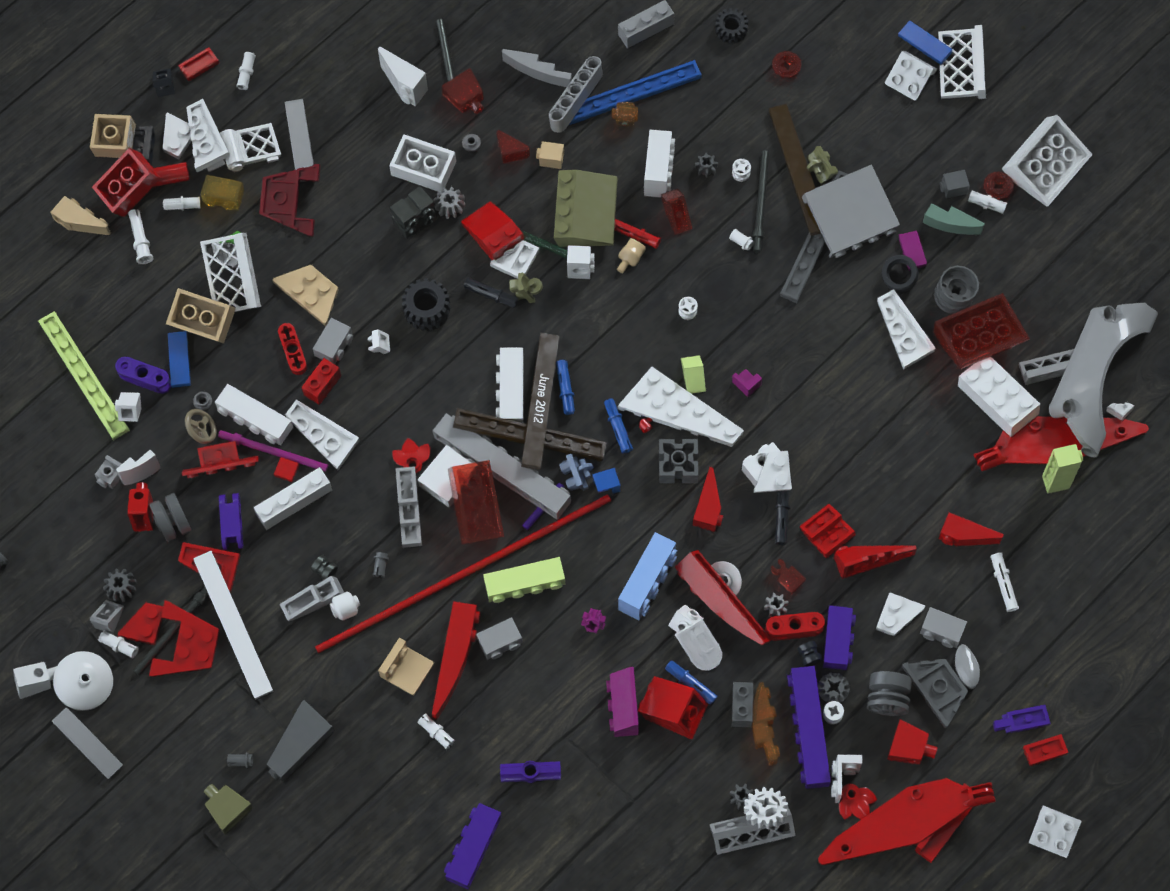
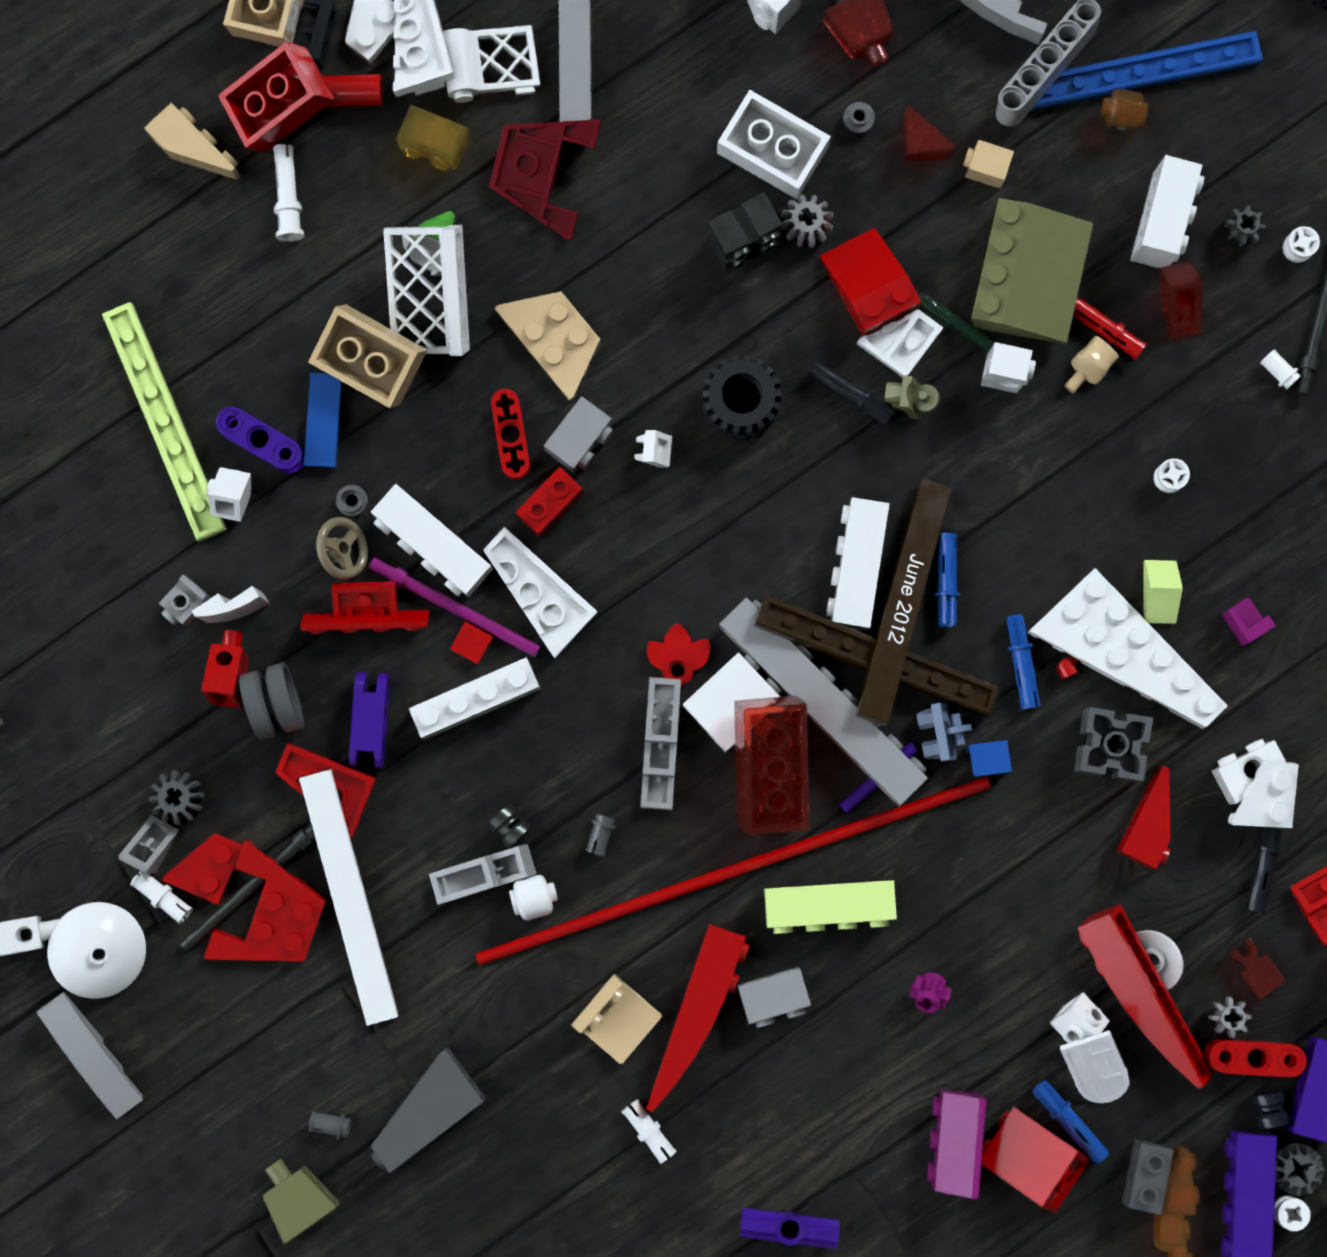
camera: 10 degrees right, 15 degrees up
(181, 203) = (364, 145): white axle -> none
(647, 576) = (1031, 937): light blue brick -> none

